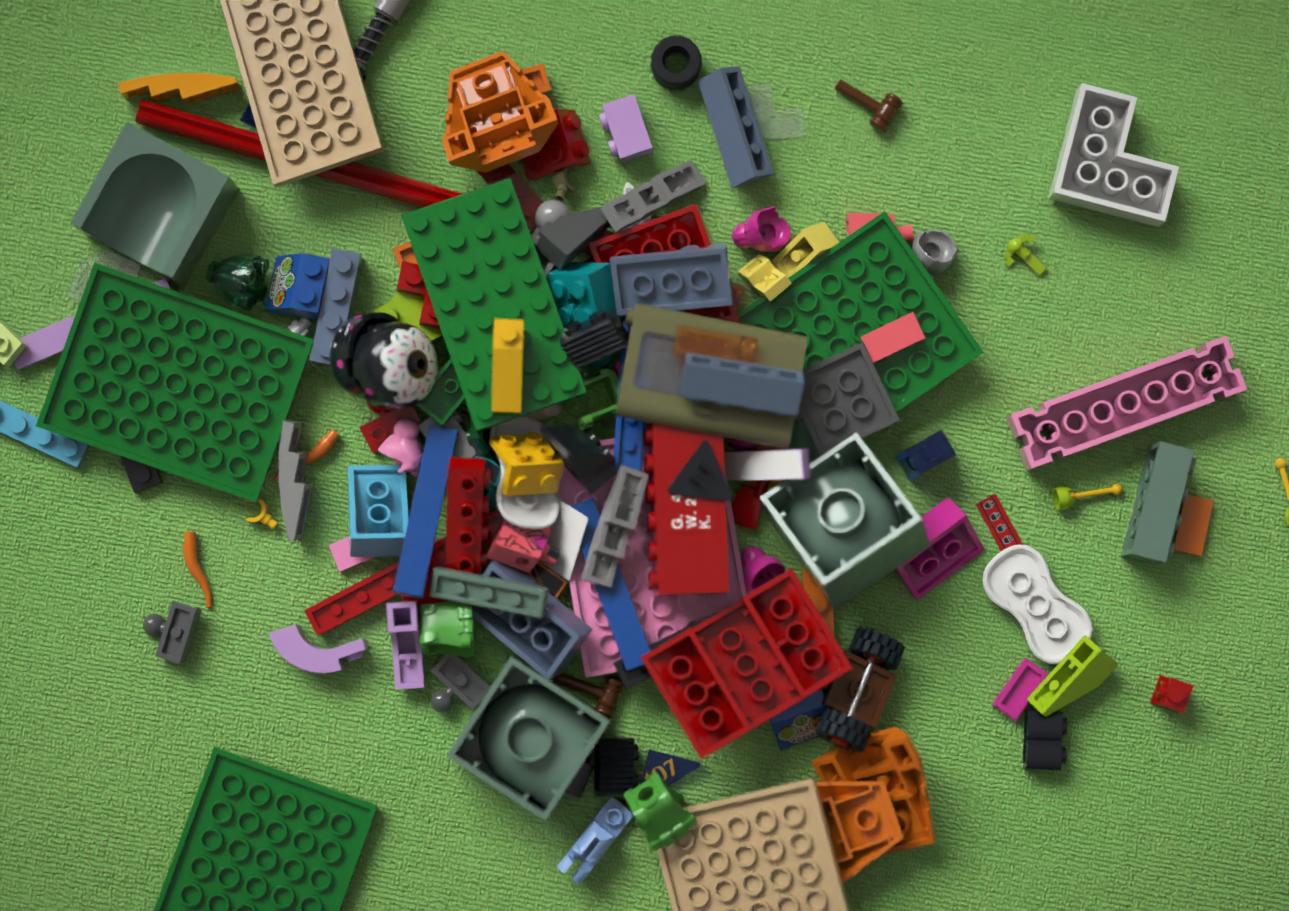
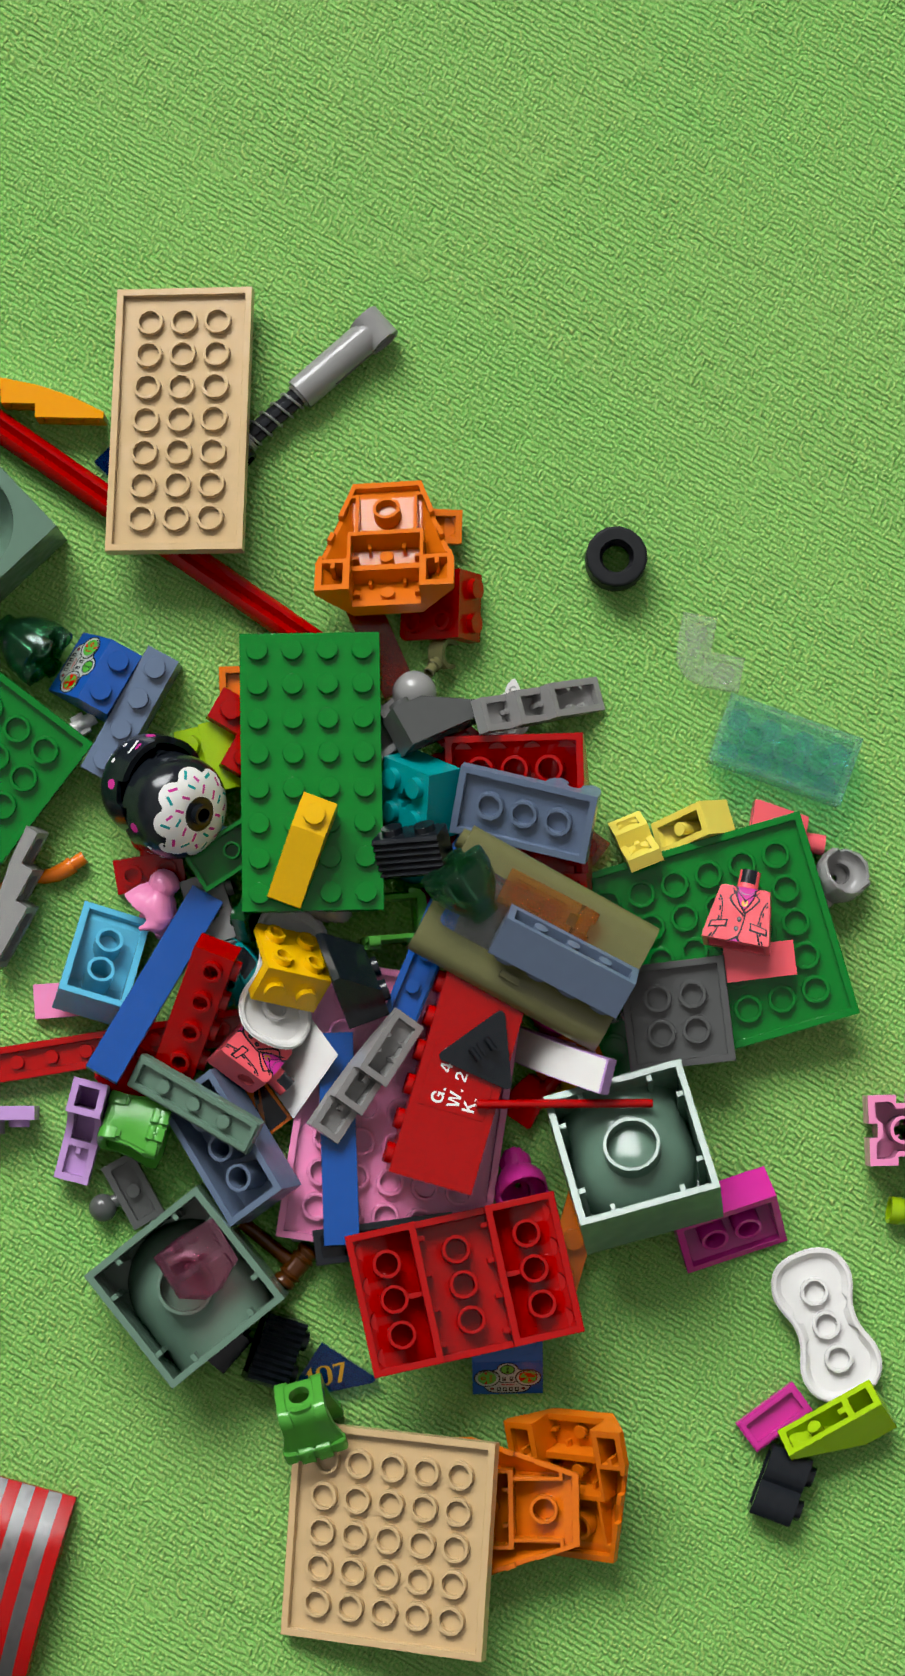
camera: 25 degrees right, 0 degrees up
(532, 714) = (197, 1262): none -> clear pink slope
(597, 838) = (227, 1426): light blue plate -> none
(626, 129) = (532, 617): lavender brick -> none
(644, 349) = (464, 884): none -> clear green piece
(735, 126) = (660, 656): sand blue brick -> none
(765, 221) = (666, 787): dark pink piece -> none
(776, 497) = (564, 1103): none -> red axle
(857, 168) = (784, 750): none -> clear light blue brick
(862, 692) = (587, 1360): plate -> none
(866, 307) = (740, 917): none -> coral torso
(883, 112) = (837, 693): reddish brown piece -> none
(926, 455) = (755, 1109): clear blue torso -> none
(998, 522) = (813, 1214): red sticker -> none

